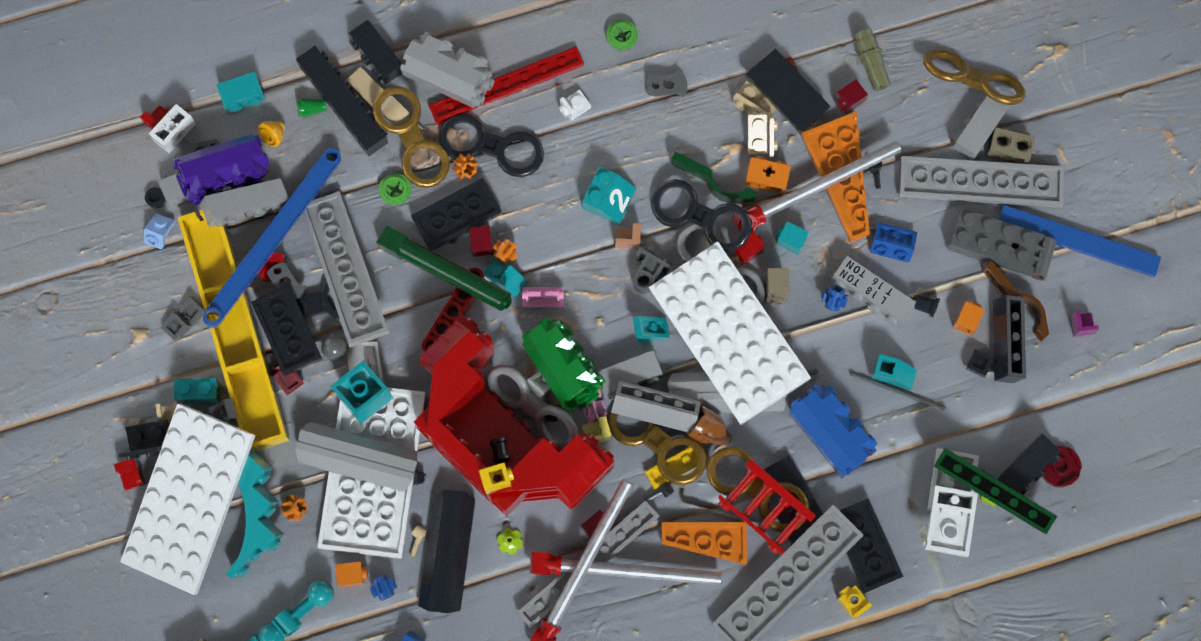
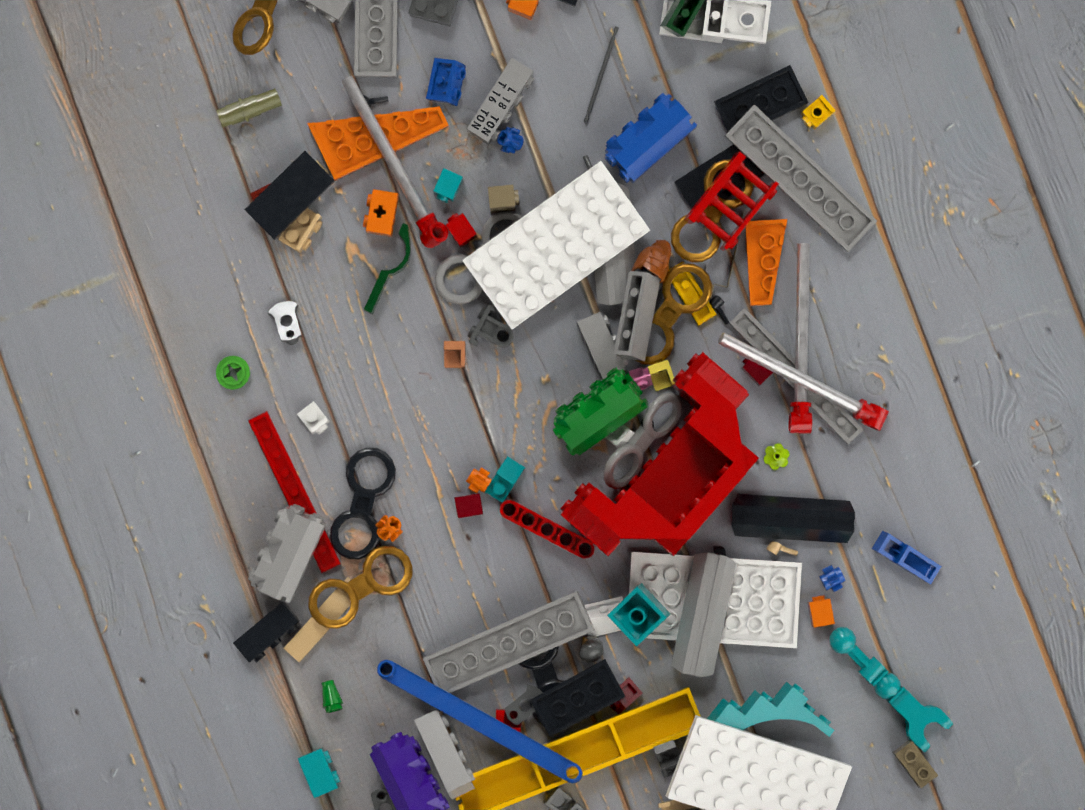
camera: 90 degrees left, 10 degrees up
(197, 391) = (644, 785): teal brick -> none
(271, 132) = (362, 735): light orange brick -> none
(294, 507) = (757, 675): orange gear -> none
(341, 100) = (322, 664): black brick -> none
(392, 181) = (407, 604): bright green gear -> none
(403, 248) = (505, 540): dark green brick -> none
(456, 214) = (441, 534): black plate -> none
(488, 474) = (736, 473): yellow brick -> none
(500, 450) = (691, 469): black bush -> none
(543, 297) = (523, 438): bright pink hinge -> none
(608, 195) = (413, 376): teal slope -> none
(650, 329) = (552, 325): teal slope -> none
(701, 214) = (430, 279): black bar -> none
(761, 133) = (338, 221): bracket -> none
(850, 97) = (291, 130): dark red brick -> none
(894, 372) = (584, 78): teal slope -> none
(927, 304) = (511, 46): black bush -> none

